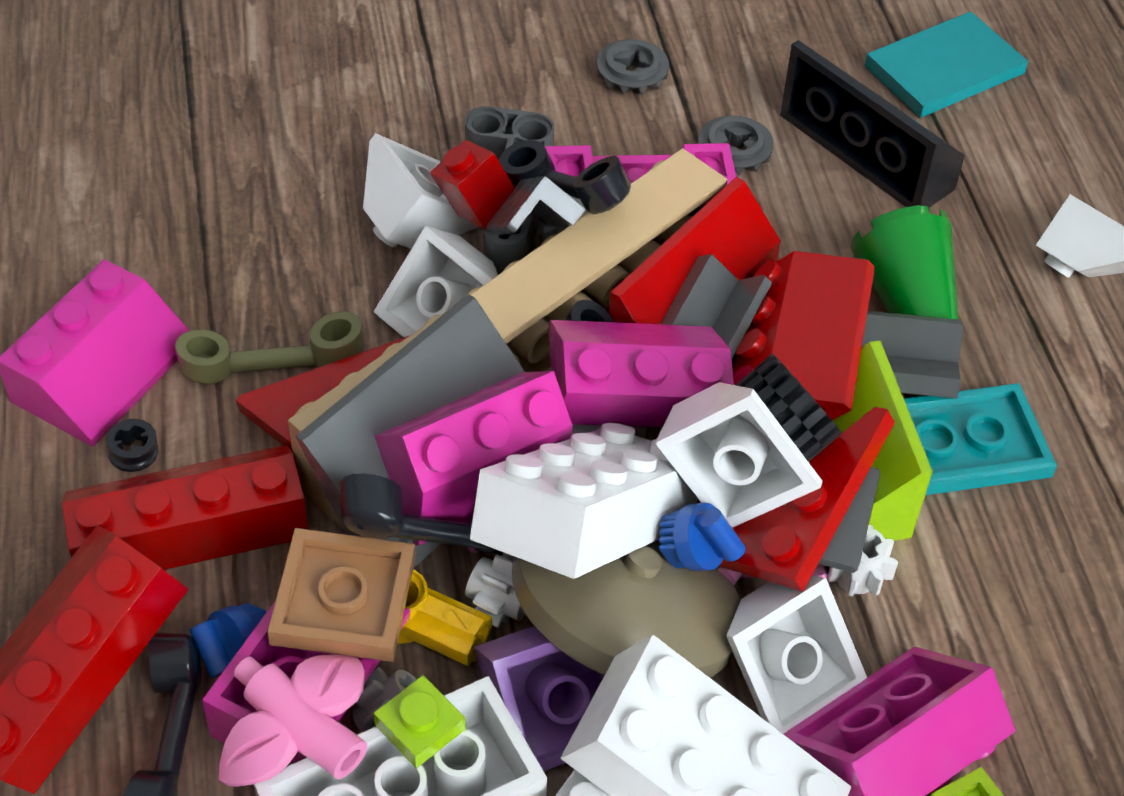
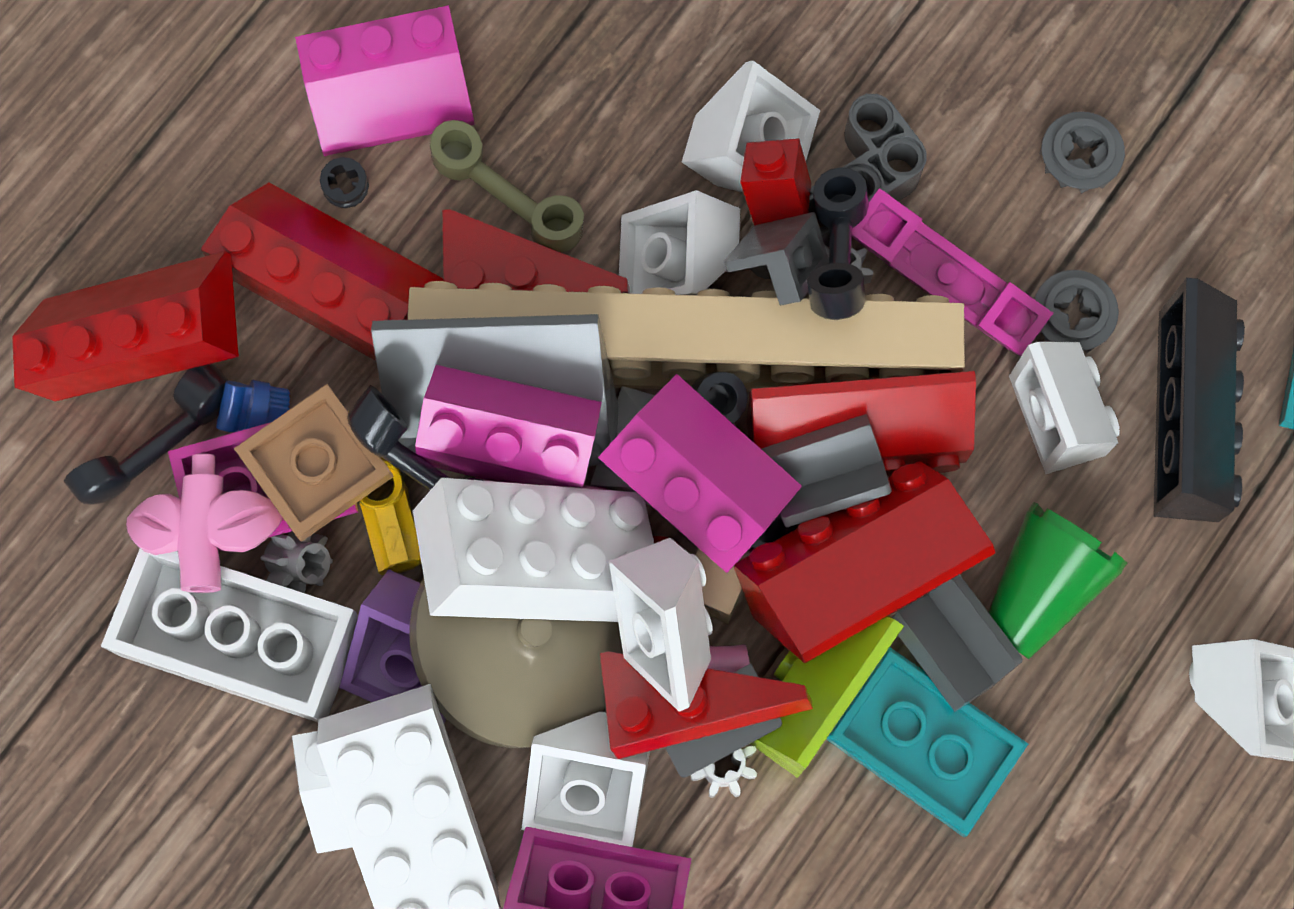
camera: 50 degrees right, 25 degrees up
(419, 721) = (272, 601): lime plate -> none
(698, 538) = (591, 649): blue piece -> none
(792, 406) = (736, 626): black tyre -> none
(798, 188) = (1063, 405): none -> white slope

